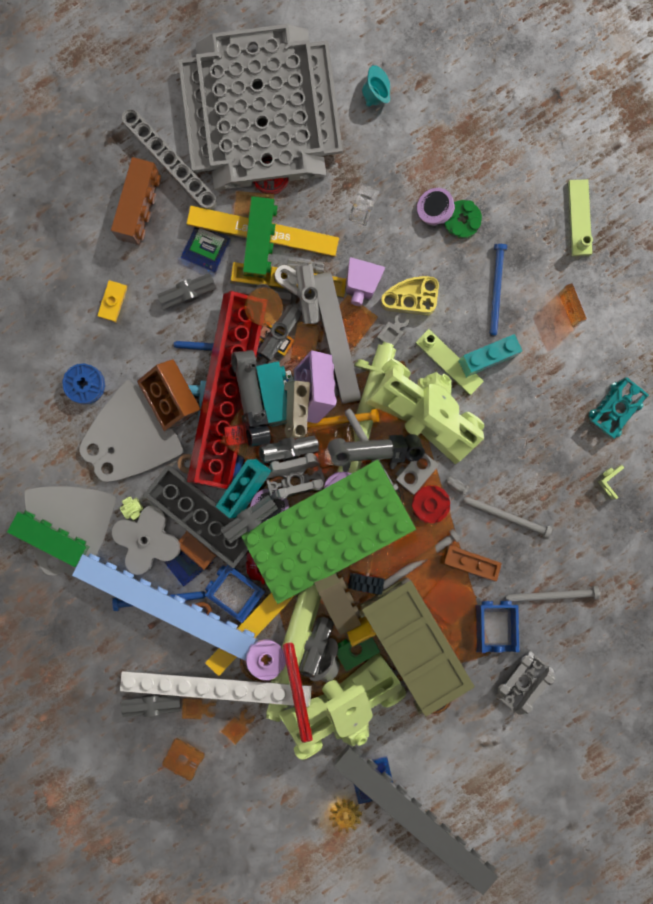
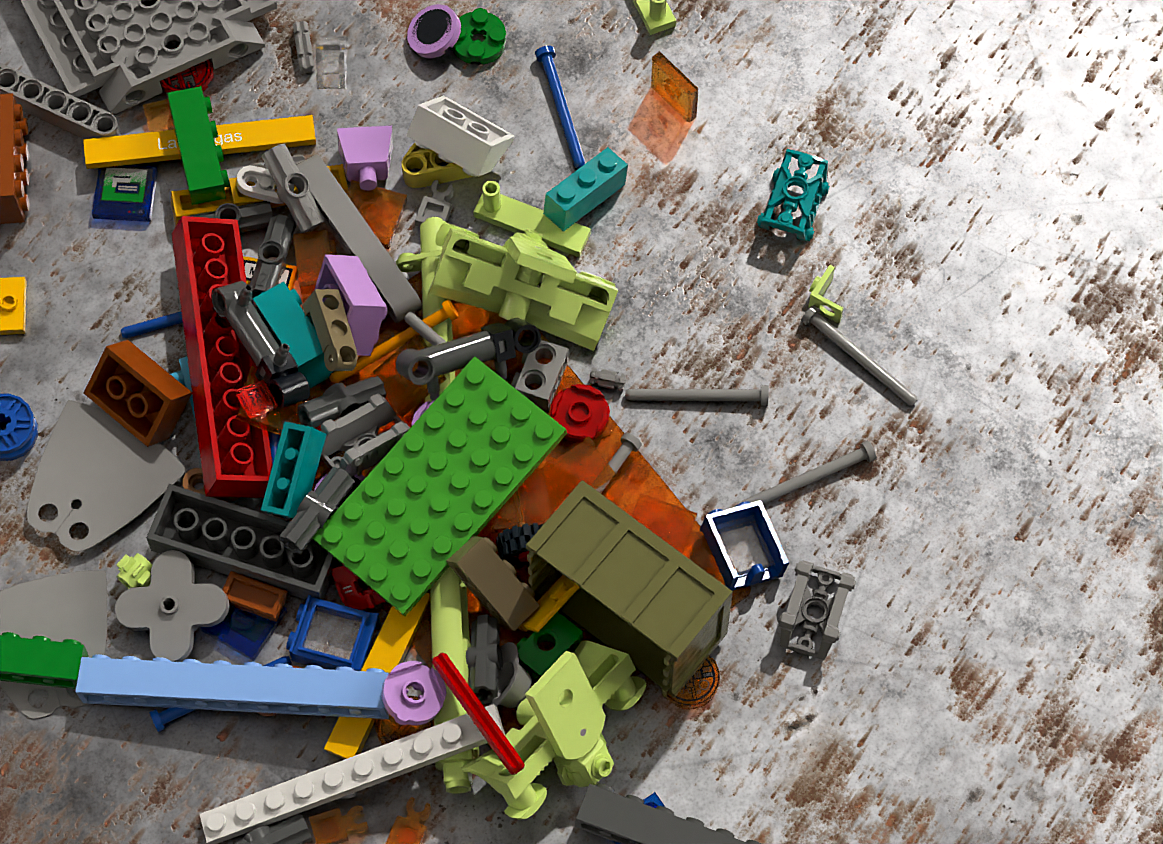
camera: 25 degrees left, 20 degrees down
(186, 291) = (116, 254): dark grey piece -> none
(263, 306) = (236, 226): clear orange tile -> none
(350, 186) = (303, 47): none -> light grey axle
(424, 293) = (459, 135): none -> white slope
(471, 563) = (671, 471): dark orange plate -> none
(615, 527) = (812, 316): none -> light grey bar

